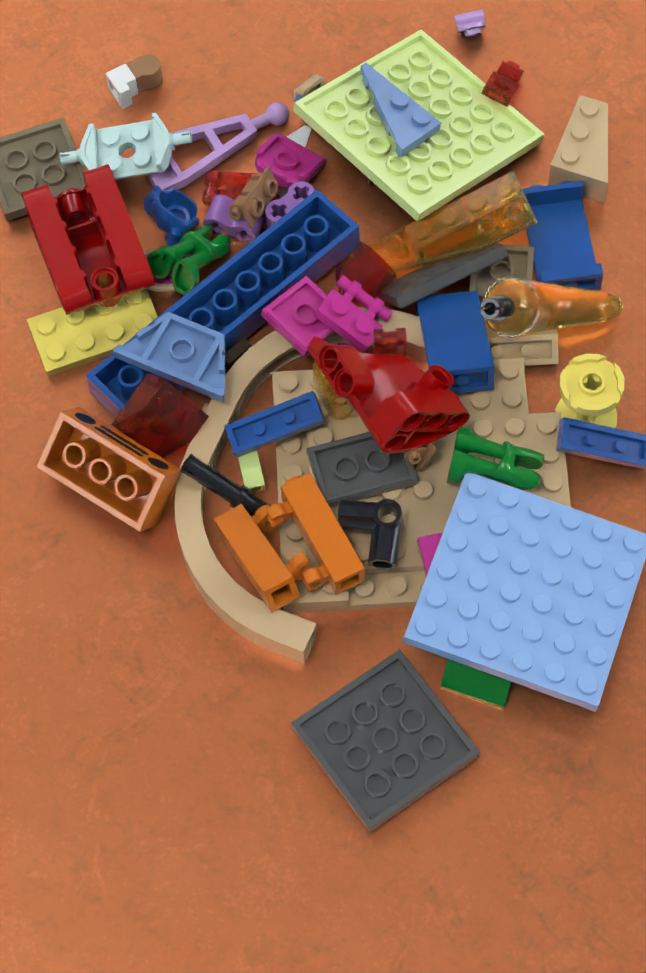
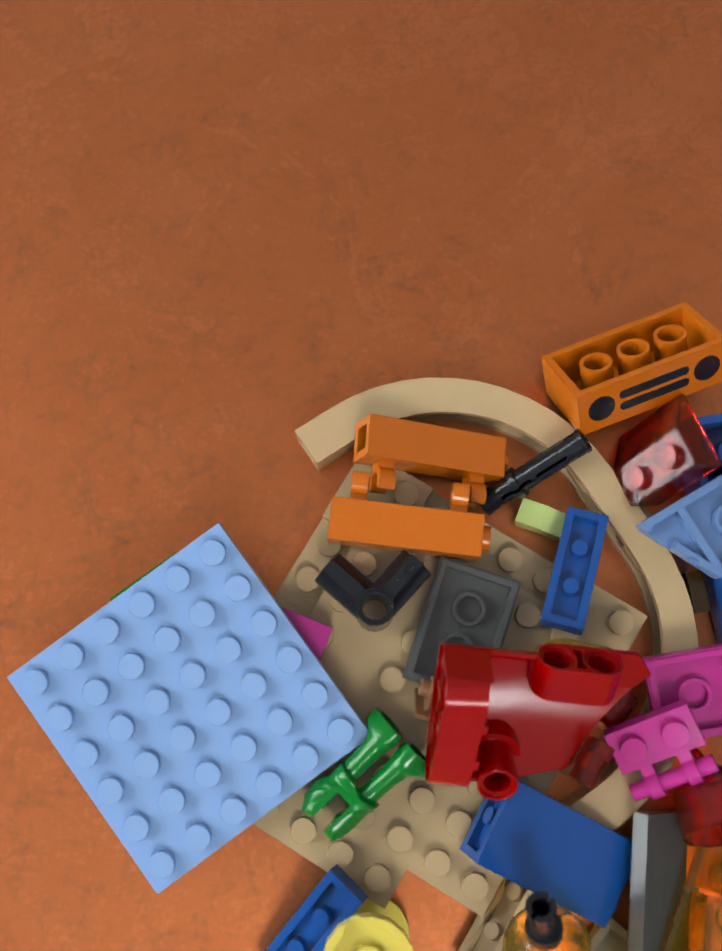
camera: 120 degrees right, 15 degrees up
(385, 740) = (157, 457): dark grey plate -> none

